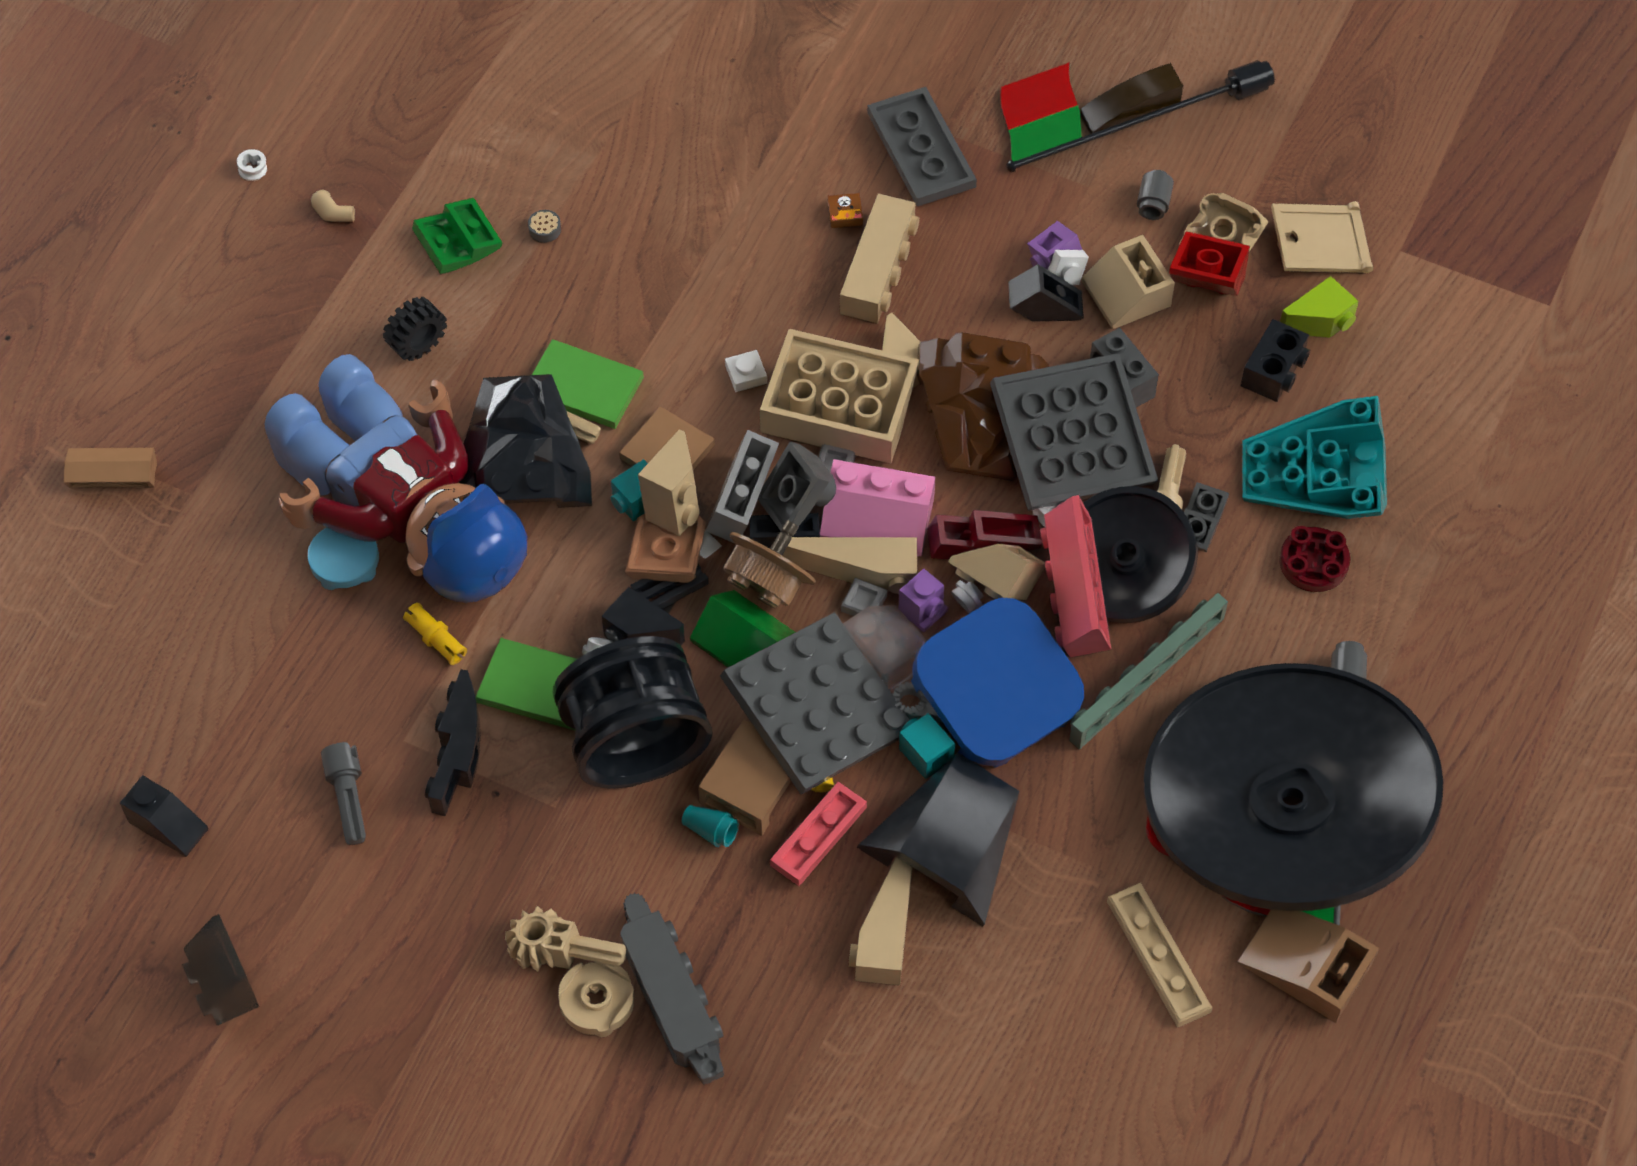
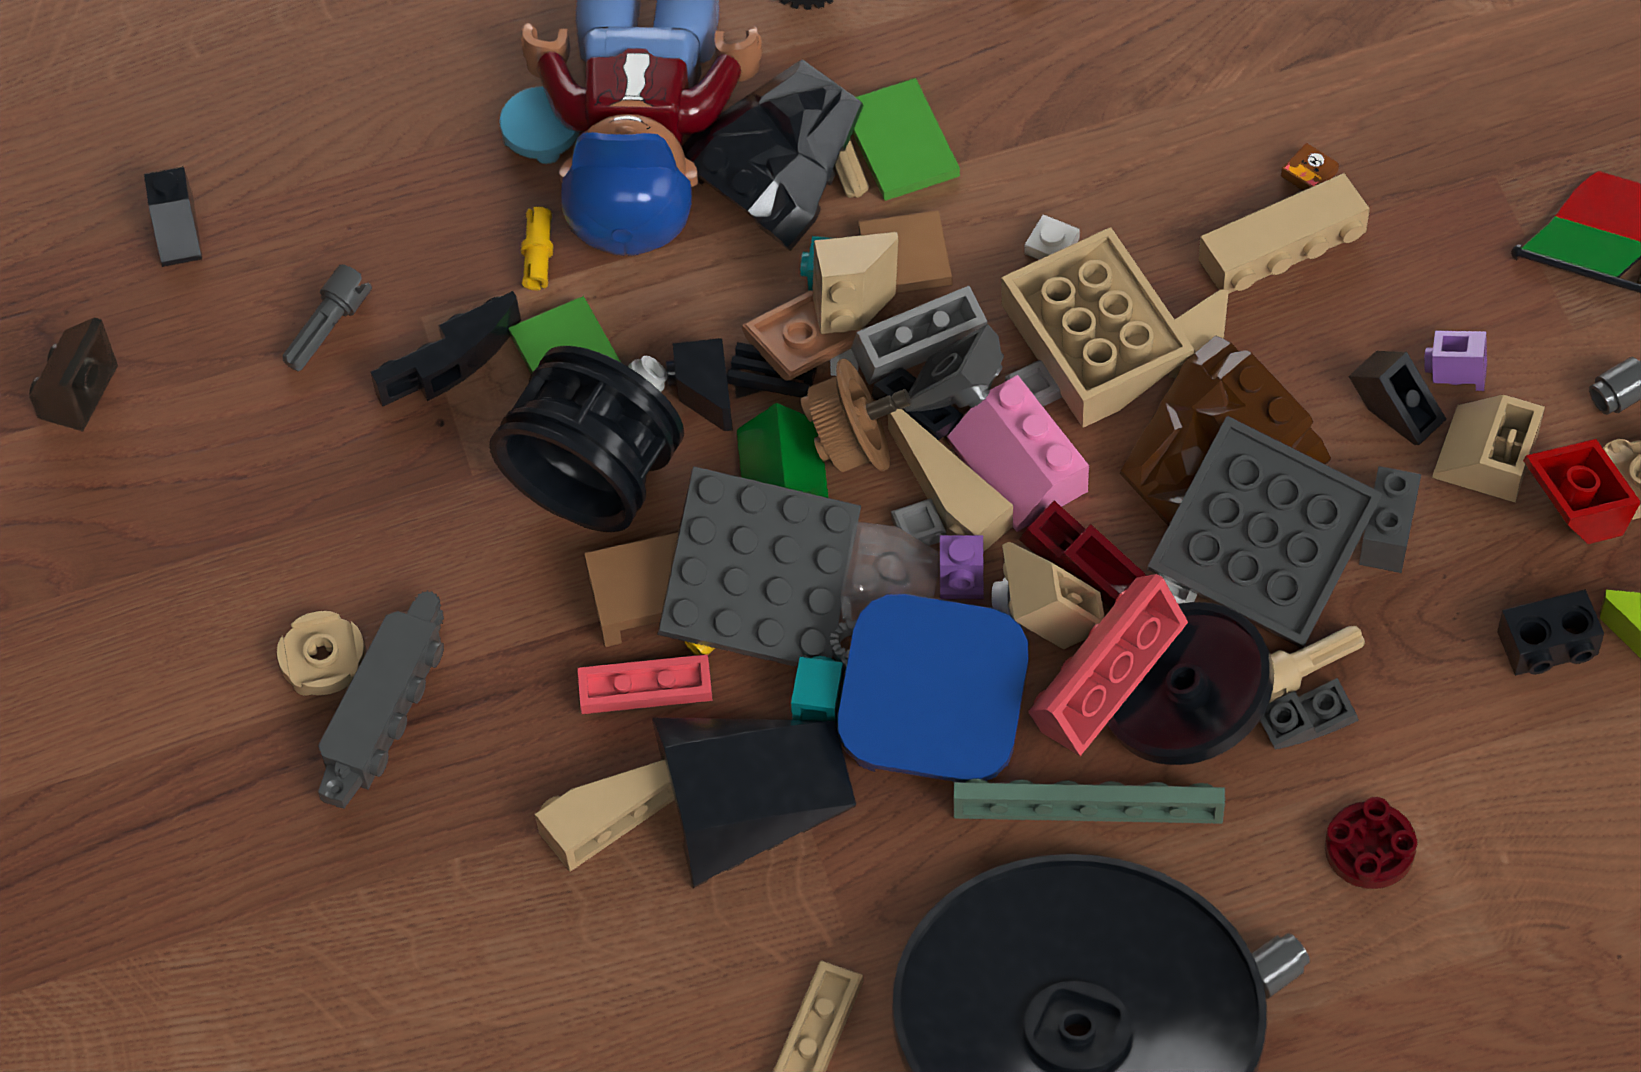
camera: 50 degrees right, 0 degrees up
(558, 942) = (333, 571): tan gear -> none
(712, 825) = (568, 600): teal cone -> none
(921, 146) = (1448, 166): dark grey plate -> none
(1069, 265) = (1450, 382): white plate -> none
(1321, 462) = (1481, 765): teal wedge -> none

